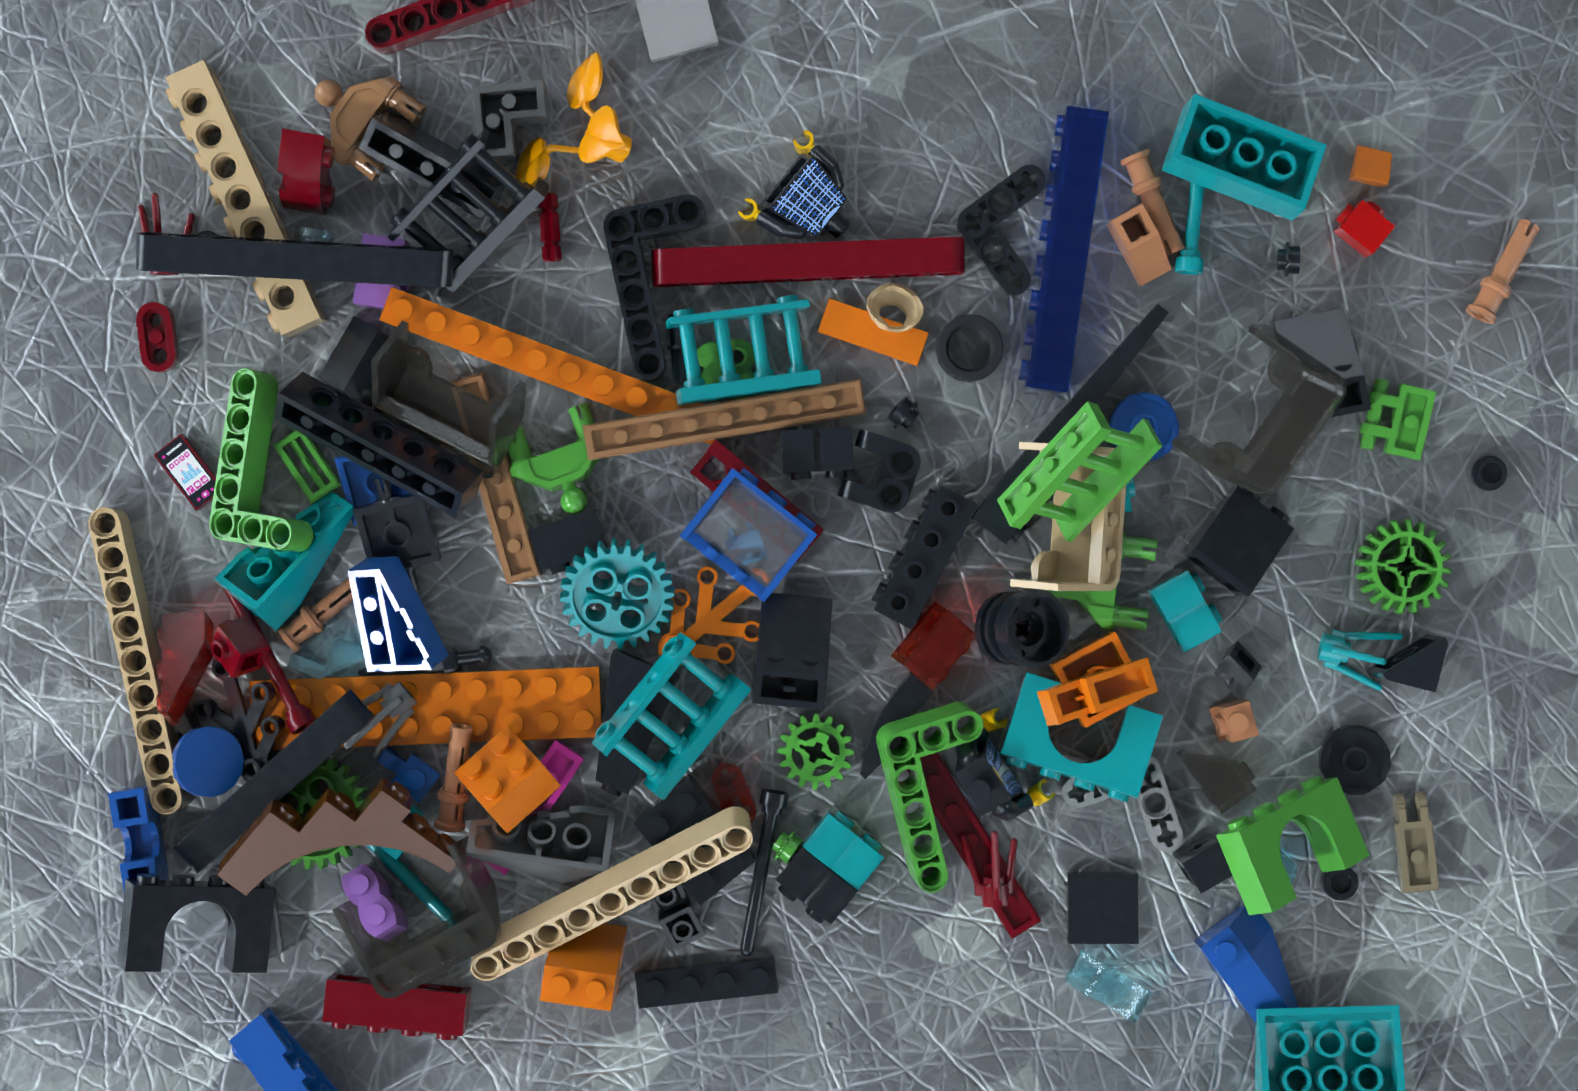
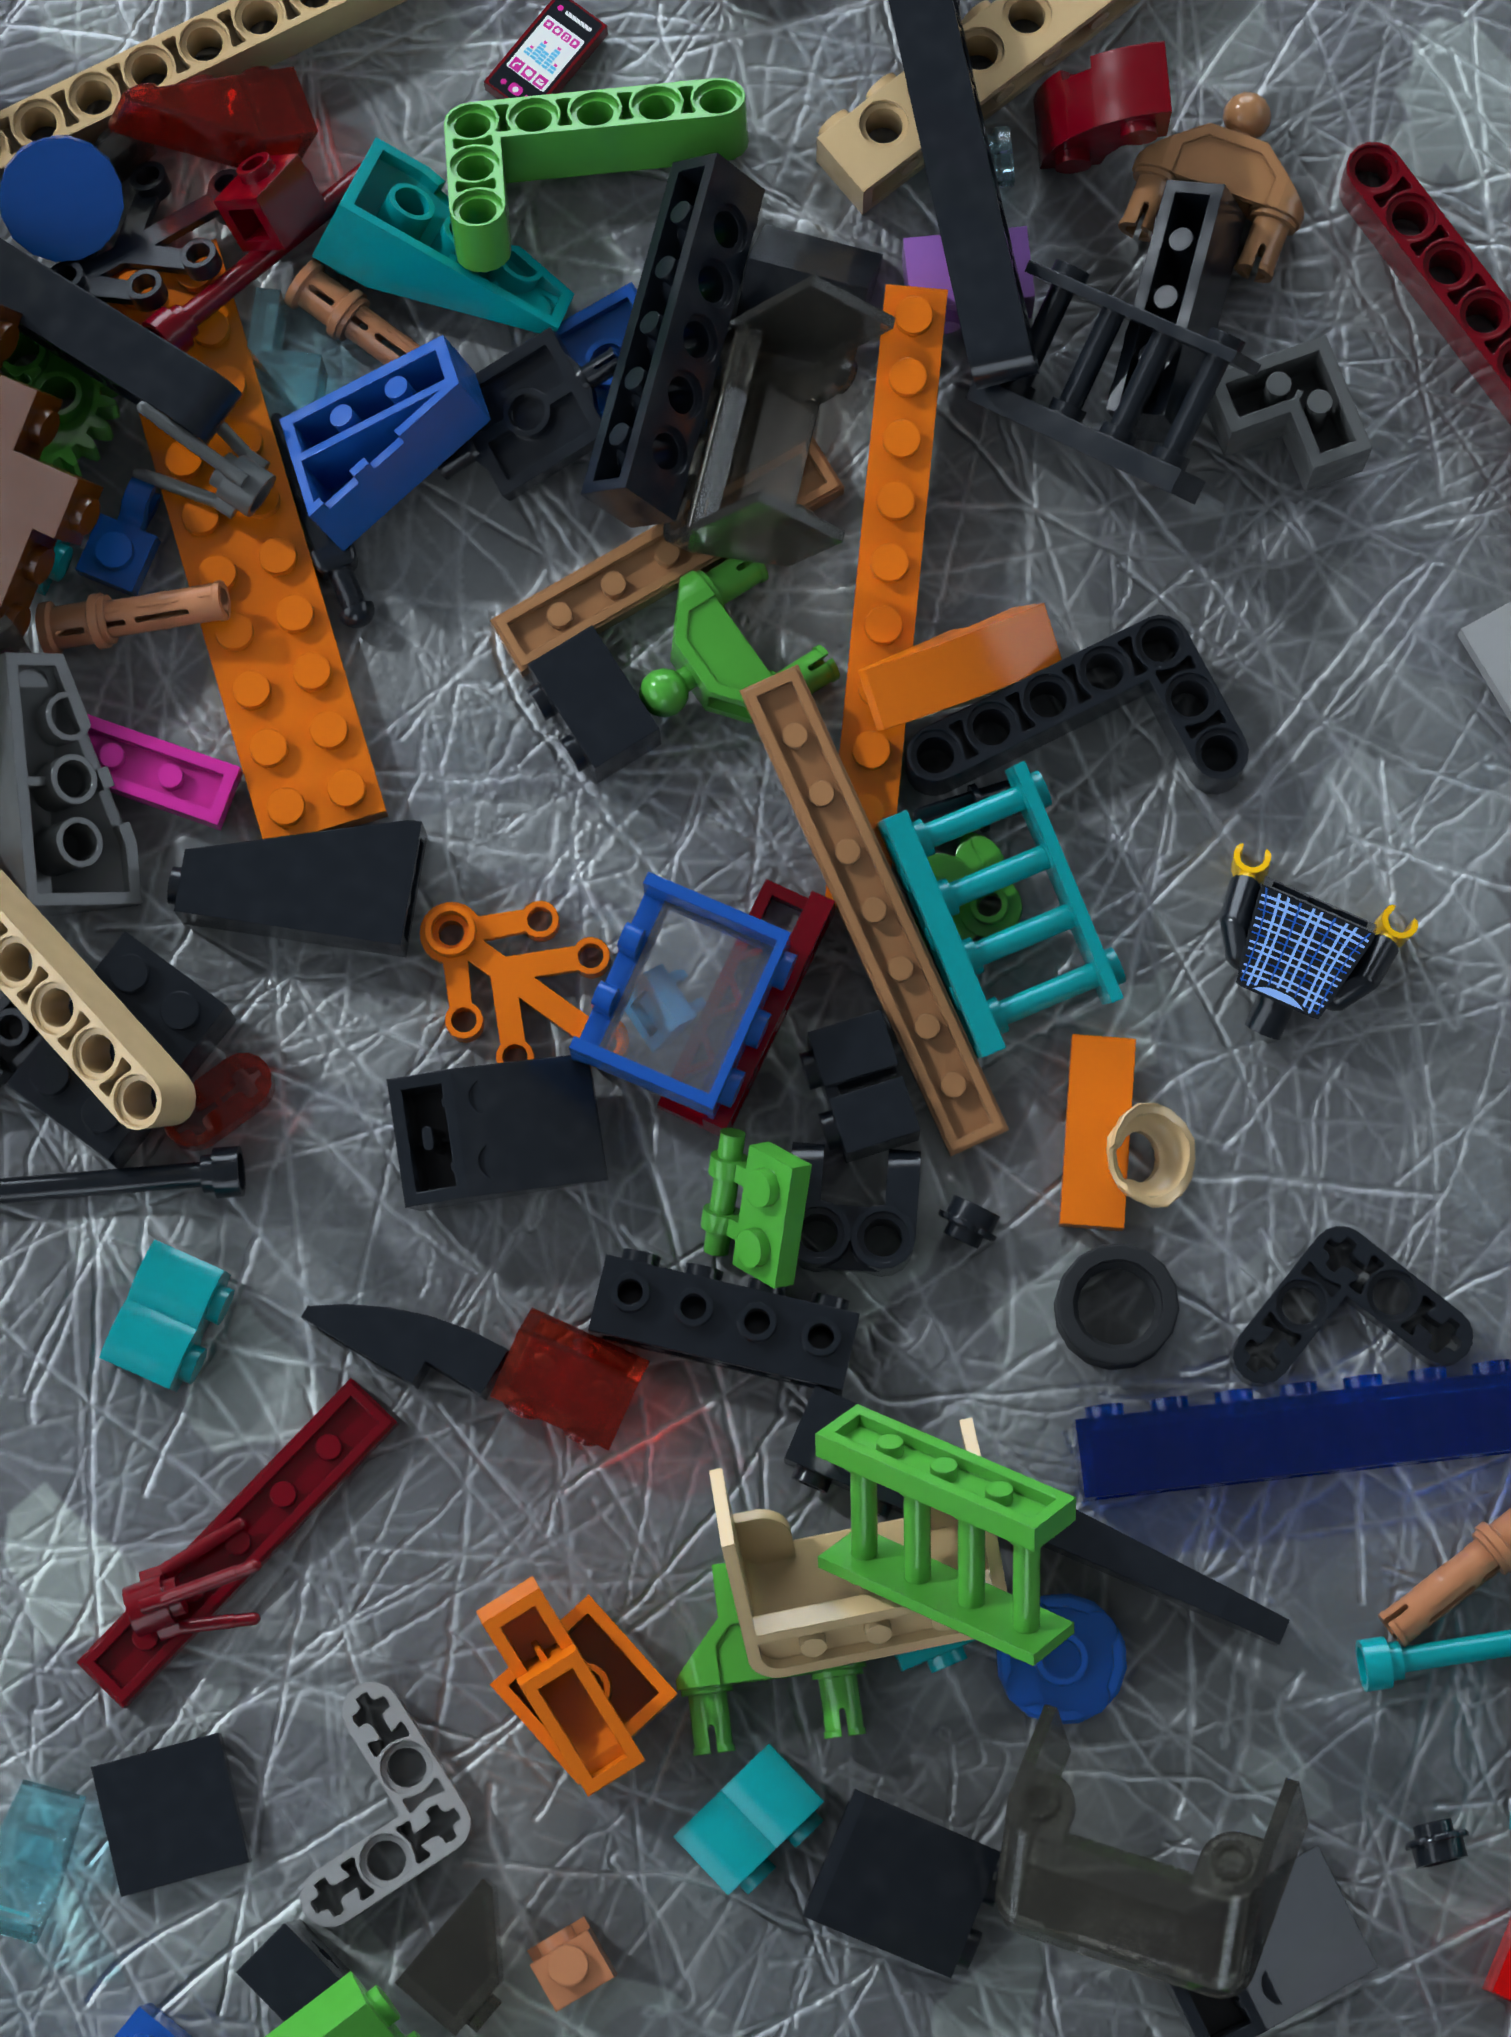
camera: 80 degrees right, 10 degrees down
(319, 457) = (591, 228): bright green tile -> none
(507, 779) = (149, 695): orange brick -> none
(550, 228) = (1124, 536): dark red axle -> none
(601, 137) = (1301, 563): light orange plant -> none
(603, 336) = (959, 665): none -> orange slope
(624, 566) = (571, 798): teal gear -> none
(689, 744) = (280, 984): teal fence -> none
(786, 846) = (148, 1216): bright green plate -> none
(808, 261) = (1190, 989): dark red beam -> none
(809, 765) = (302, 1217): bright green gear -> none
(816, 886) = (87, 1283): black brick -> none
(876, 518) = (770, 1212): none -> bright green plate
(914, 788) = (304, 1404): bright green beam -> none
(990, 779) = (357, 1538): black torso -> none
(1022, 628) = (647, 1556): black wheel -> none
(1118, 772) = (426, 1769): teal arch -> none
(1140, 244) = (1386, 1561): nougat slope -> none
(1239, 665) = (675, 1948): black tile -> none

